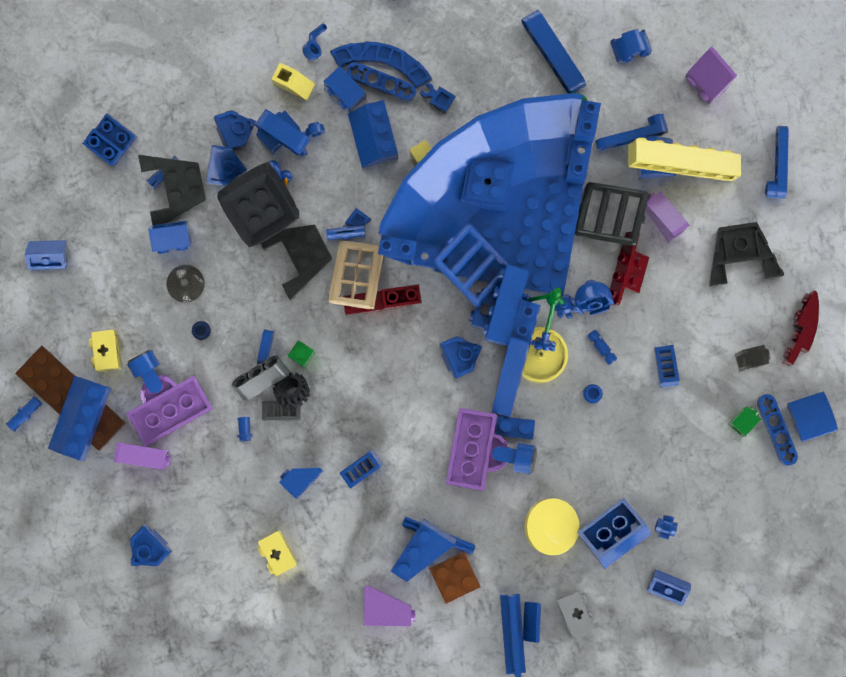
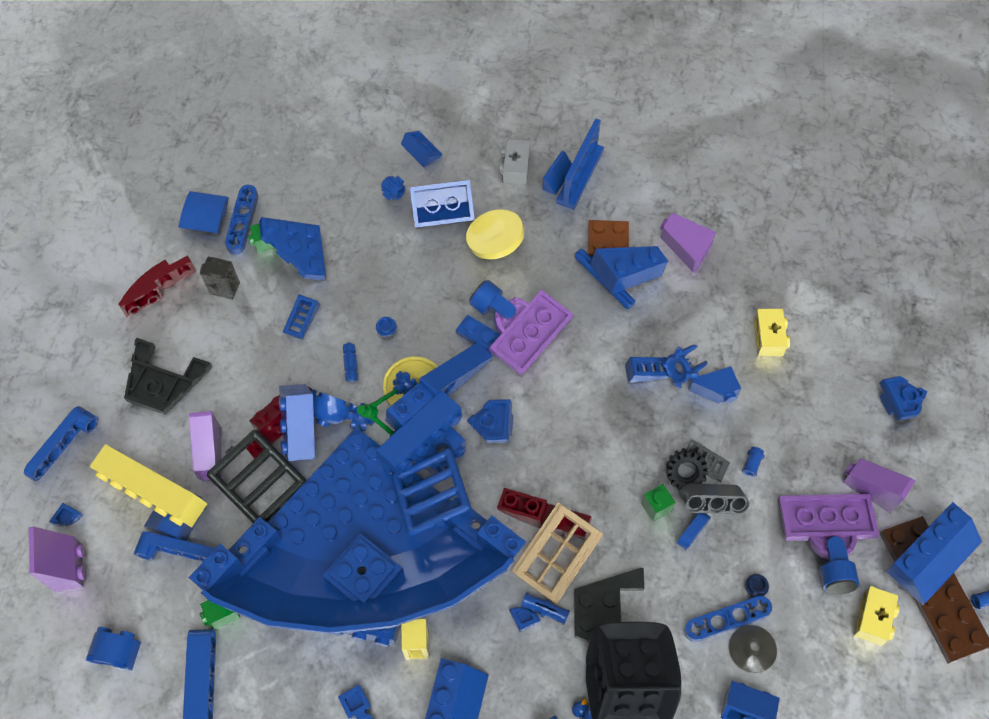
camera: 150 degrees left, 20 degrees down
(209, 292) = (726, 615): none -> blue beam
(337, 475) = (679, 357): none -> blue piece
(607, 269) = (297, 422): none -> wedge
(711, 424) = (296, 244): none -> blue plate
(735, 115) = (65, 516): none -> blue tile

